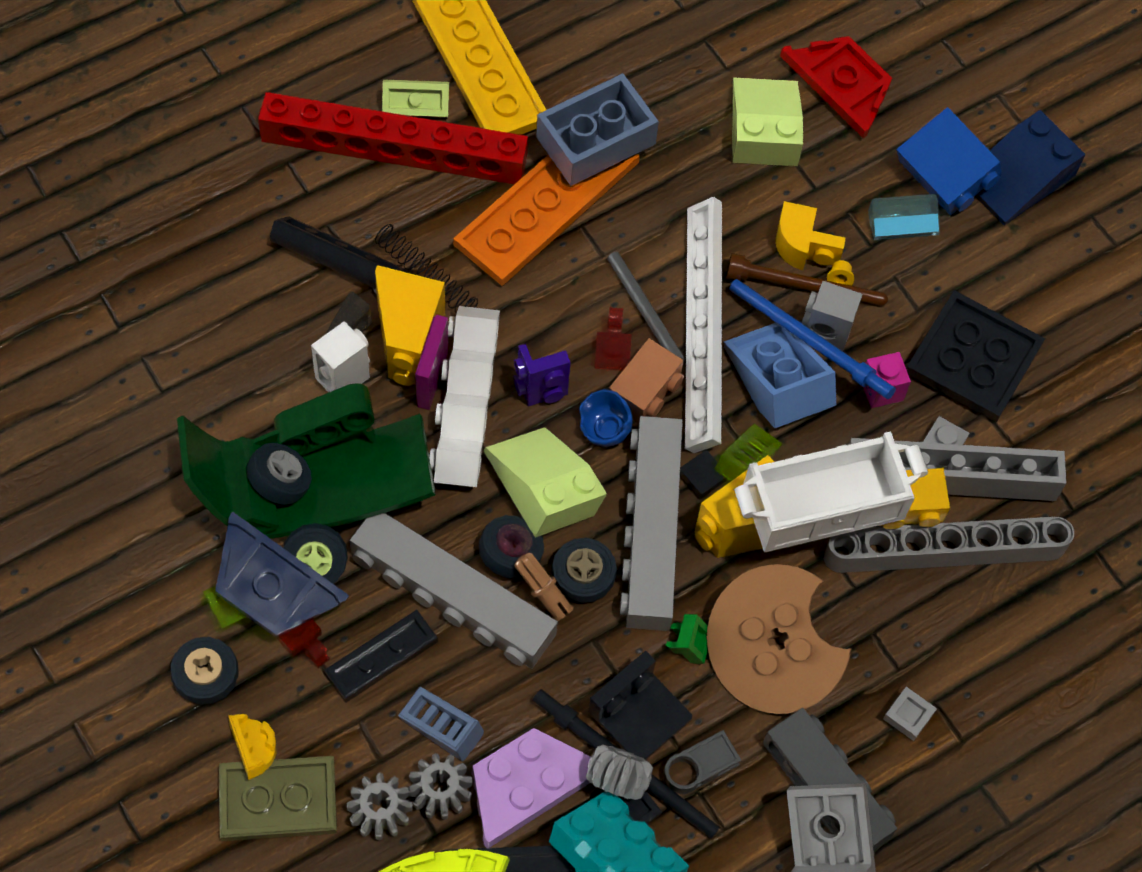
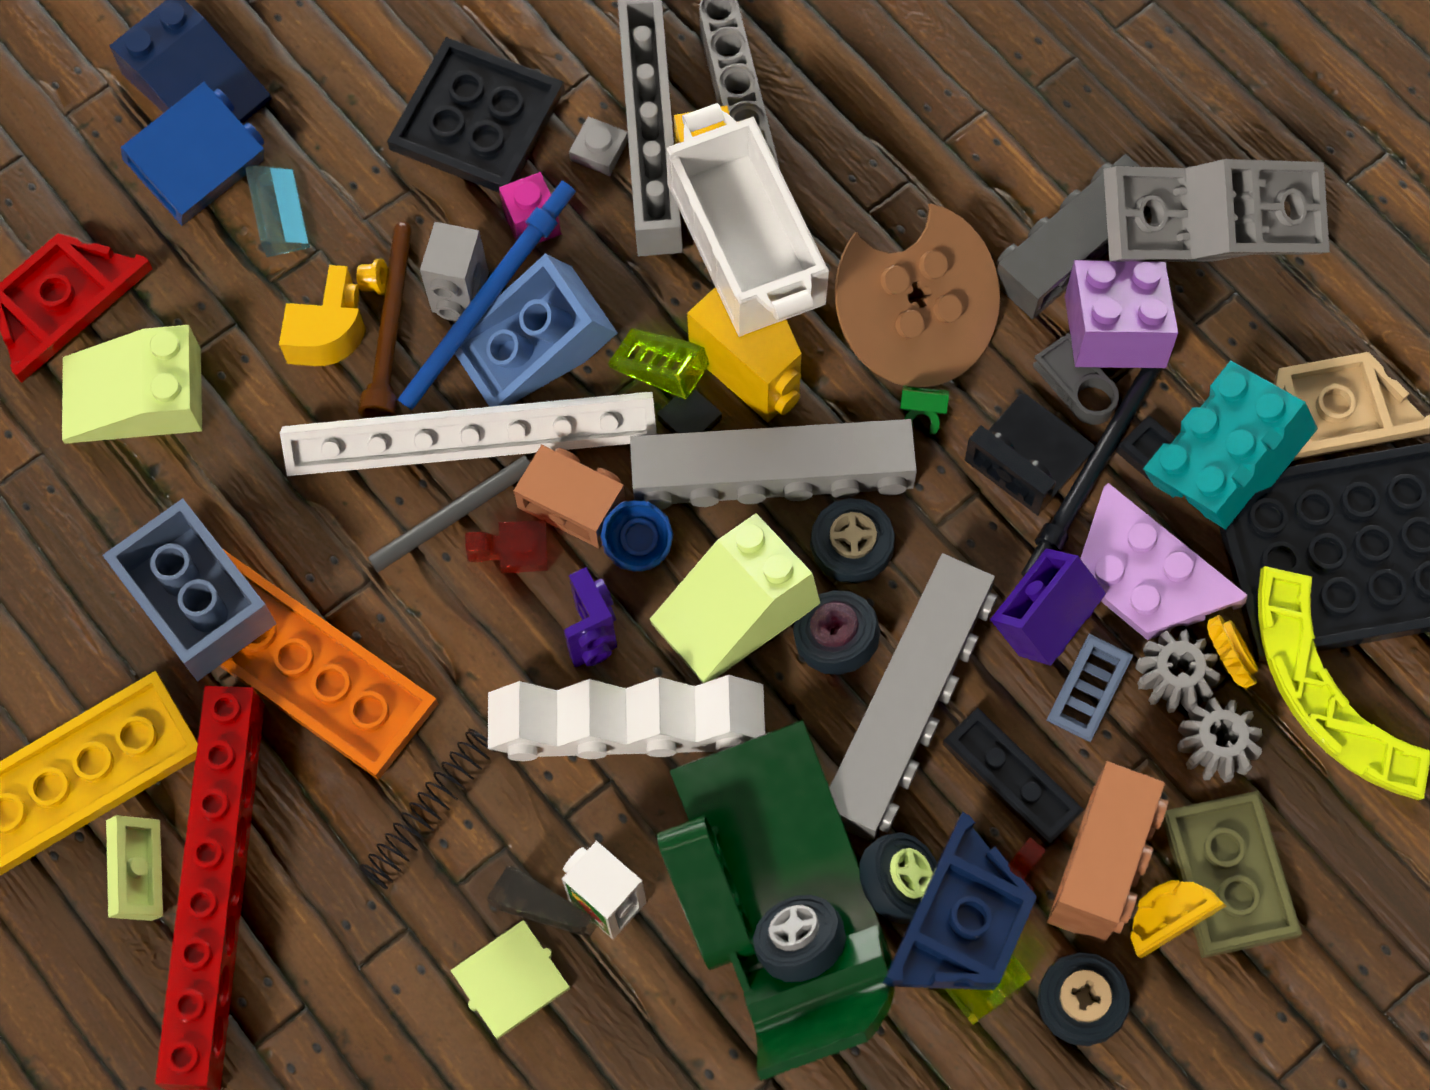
camera: 90 degrees left, 5 degrees up
(299, 311) = (510, 979): none -> yellowish green piece
(301, 695) = (1109, 854): none -> nougat brick
(328, 250) = (416, 936): black brick -> none
(405, 315) = (533, 808): yellow slope -> none
(431, 362) = (588, 765): magenta tile -> none
(448, 836) = (1233, 651): none -> yellow gear
(504, 695) = (1048, 606): none -> dark purple brick
(543, 586) = (891, 580): medium nougat axle -> none
(619, 772) = (1127, 455): light grey gear -> none
(747, 796) = (1120, 314): none -> medium lavender brick
(909, 713) = (970, 159): light grey plate -> none

